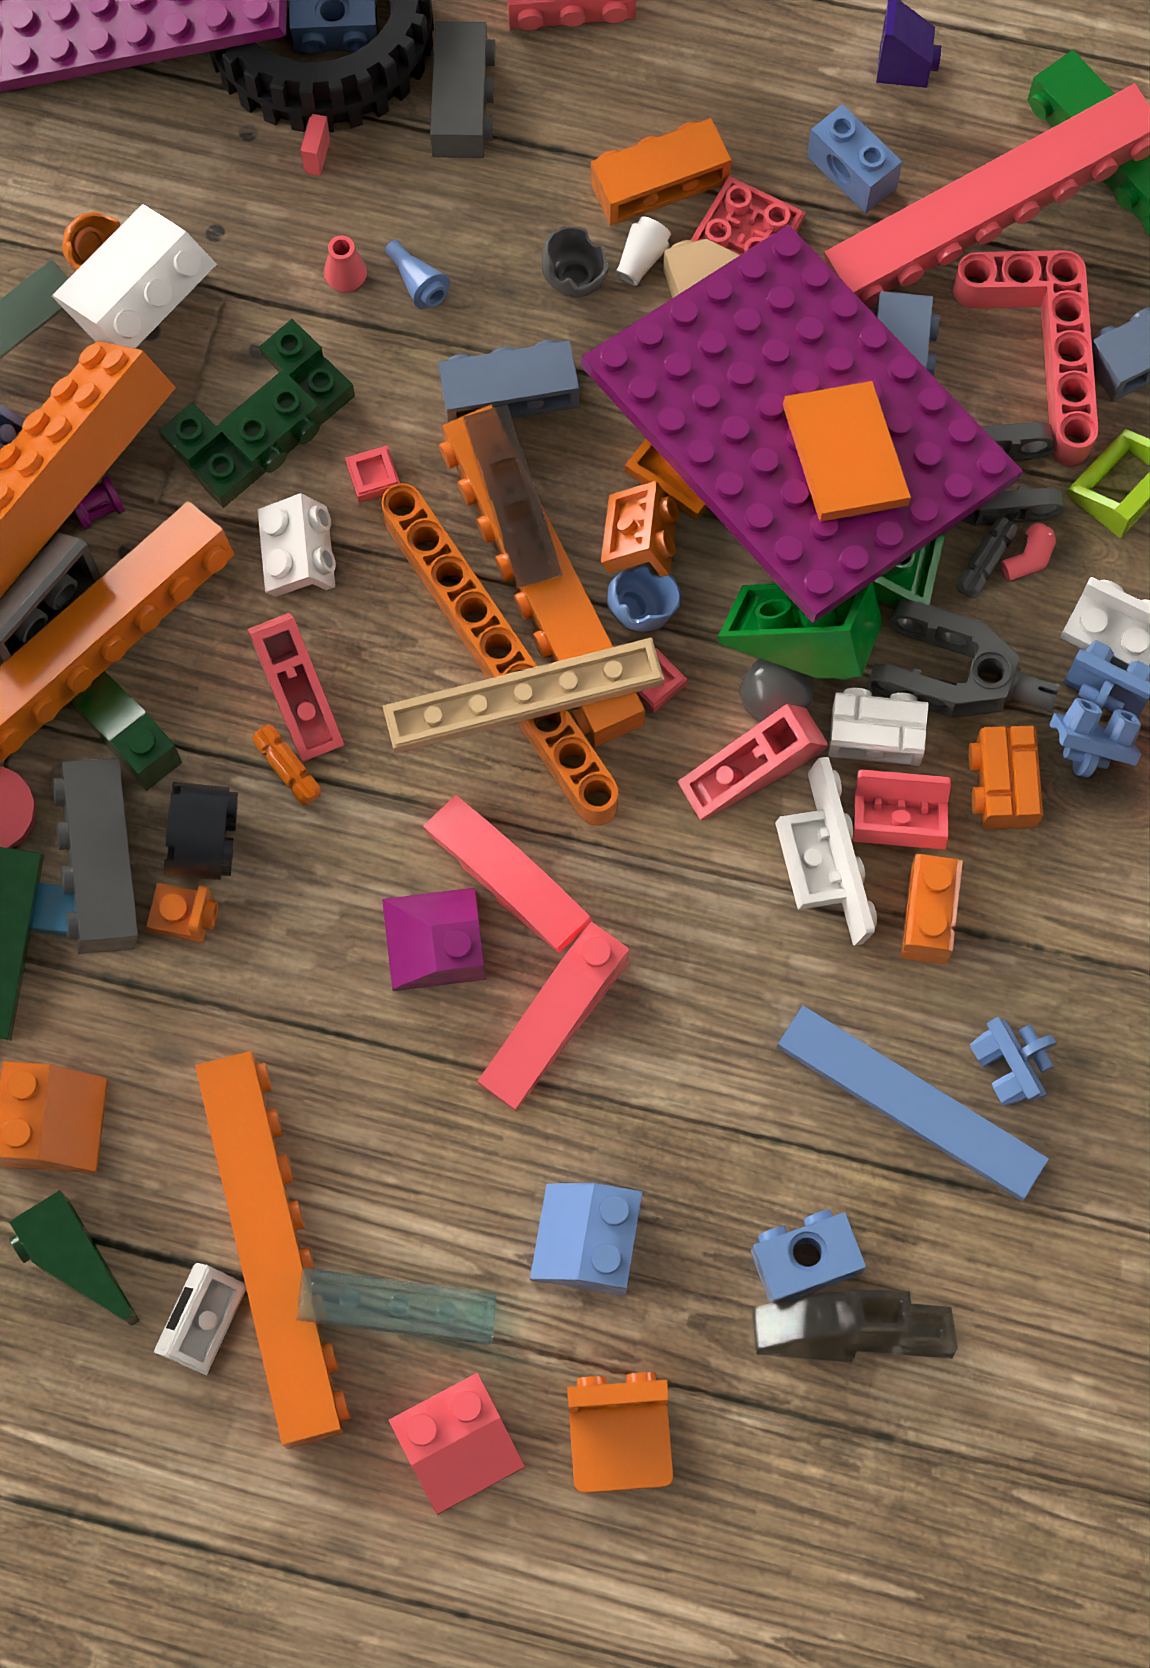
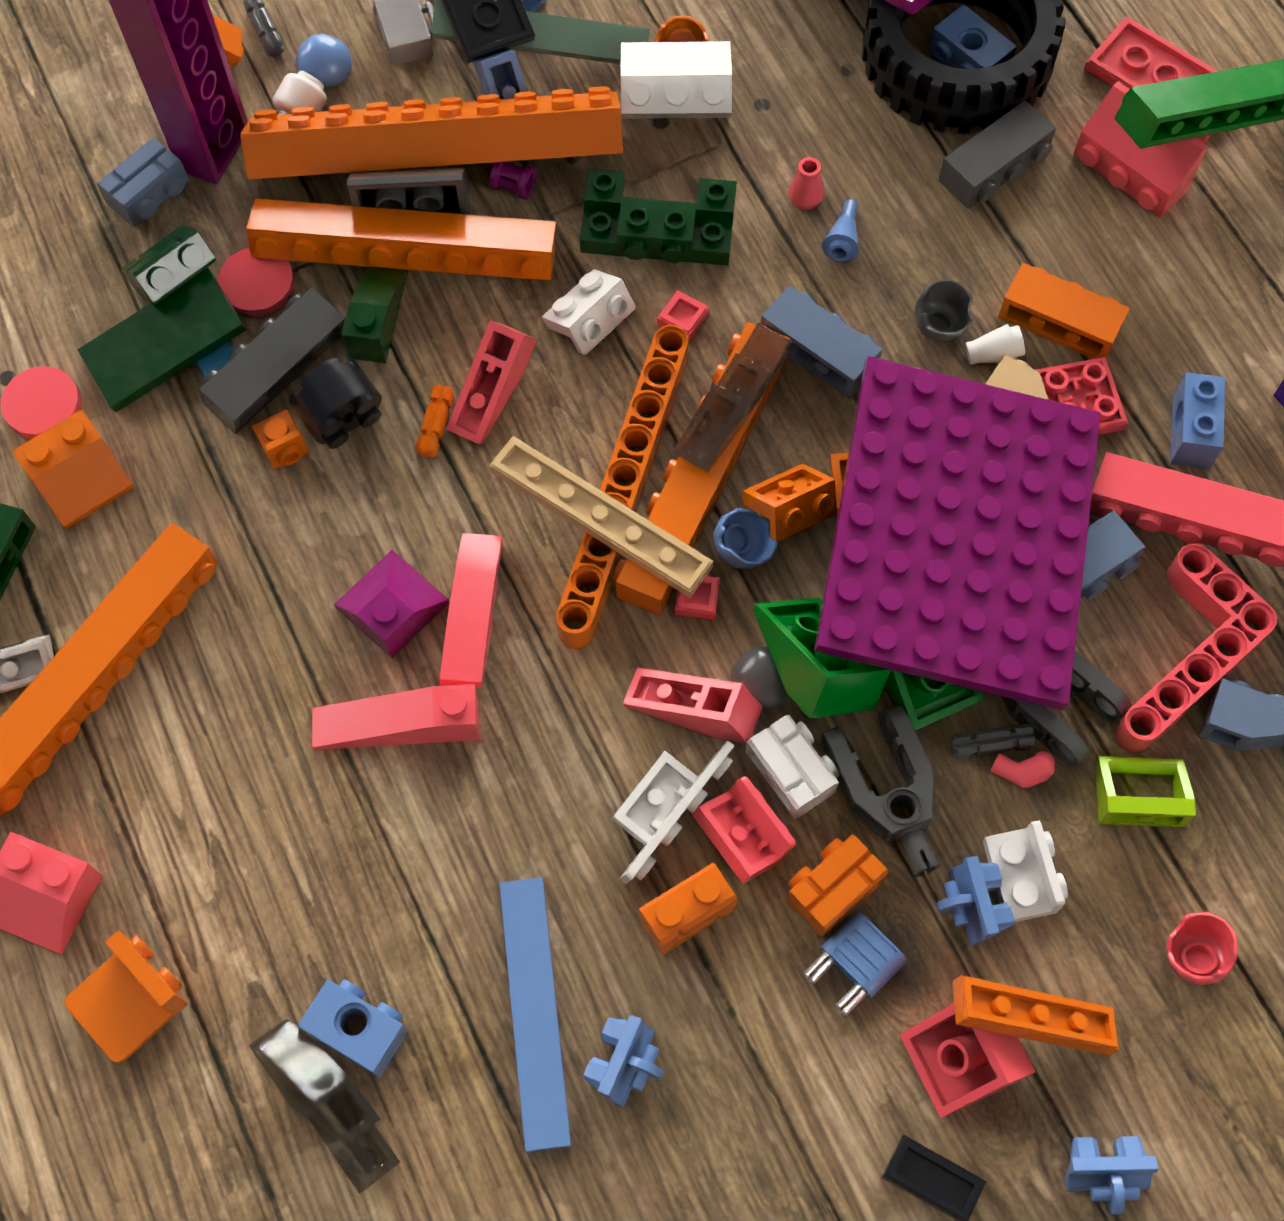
camera: 50 degrees right, 5 degrees down
(315, 144) = (874, 106): coral tile -> none
(396, 1306) = (103, 777): clear light blue tile -> none
(587, 1236) = (254, 868): medium blue slope -> none
(846, 451) = (959, 570): orange tile -> none
(1079, 809) = (861, 956): none -> medium blue piece
(1094, 744) = (918, 925): medium blue hips -> none

